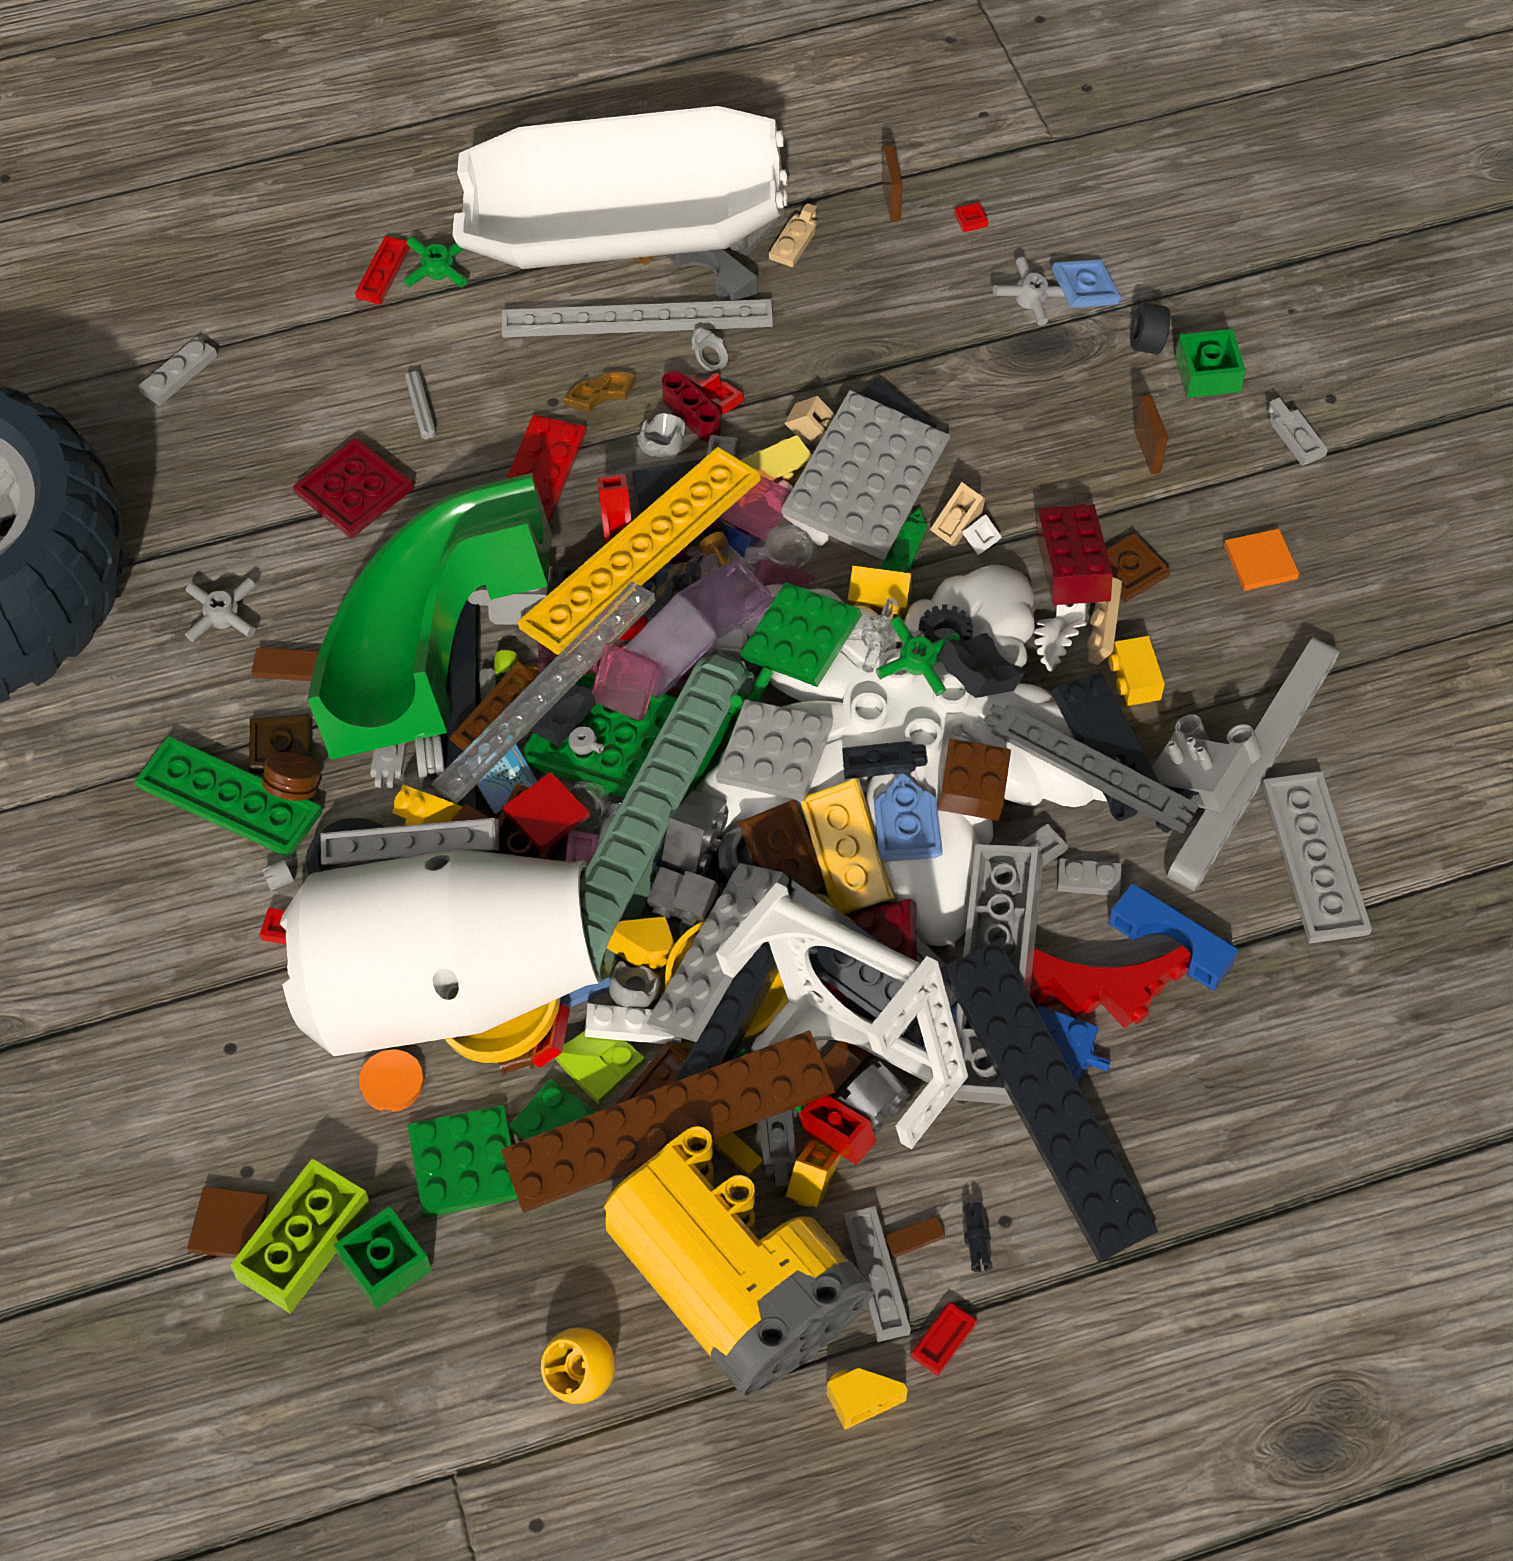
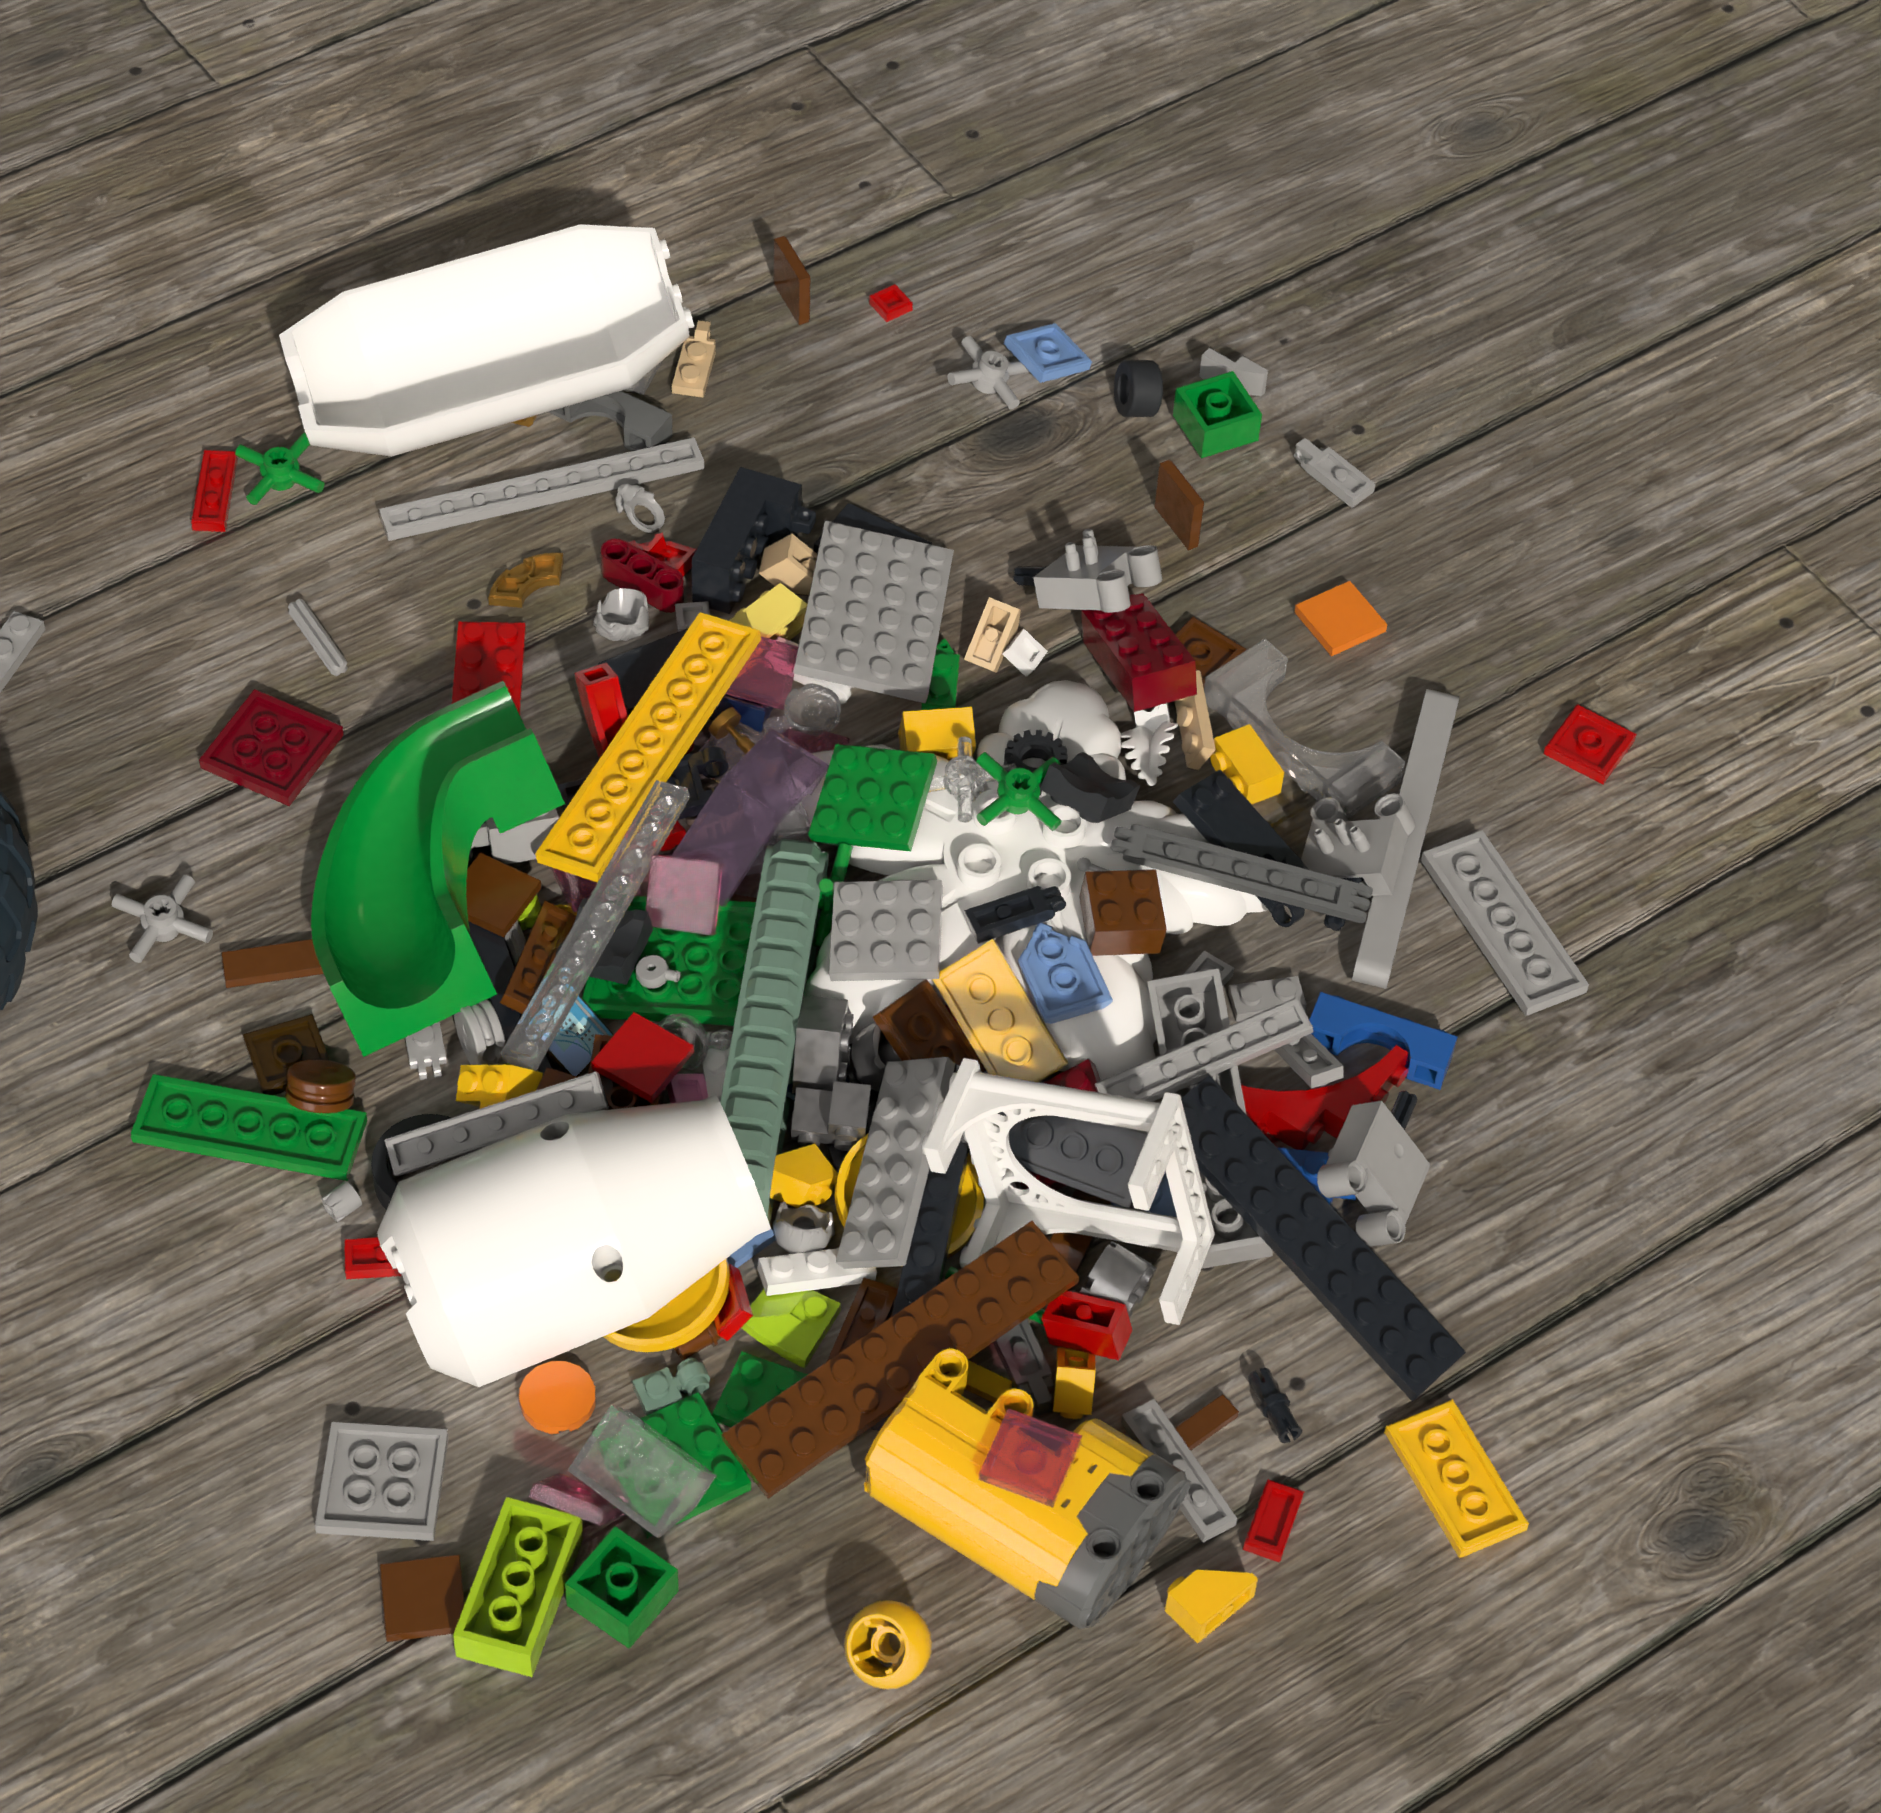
camera: 20 degrees left, 5 degrees down
(229, 1117) = (382, 1481): none -> light grey plate
(373, 1173) = (574, 1498): none -> clear pink tile
(427, 1163) = (641, 1471): none -> clear slope
(476, 1094) = (662, 1389): none -> sand green plate
(480, 647) = (497, 894): none -> reddish brown tile
(733, 1240) = (1030, 1457): none -> clear pink tile
(787, 376) = (749, 519): none -> black hinge
(1002, 922) = (1211, 1054): none -> light grey tile
(1055, 481) = (1092, 576): none -> light grey piece
(1100, 931) = (1311, 1061): none -> light grey plate
(1114, 1342) = (1456, 1478): none -> yellow tile
(1130, 1049) = (1377, 1166): none -> light grey piece
(1216, 700) = (1351, 778): none -> clear arch
(1248, 335) = (1249, 373): none -> light grey slope
(1444, 715) = (1590, 744): none -> red tile

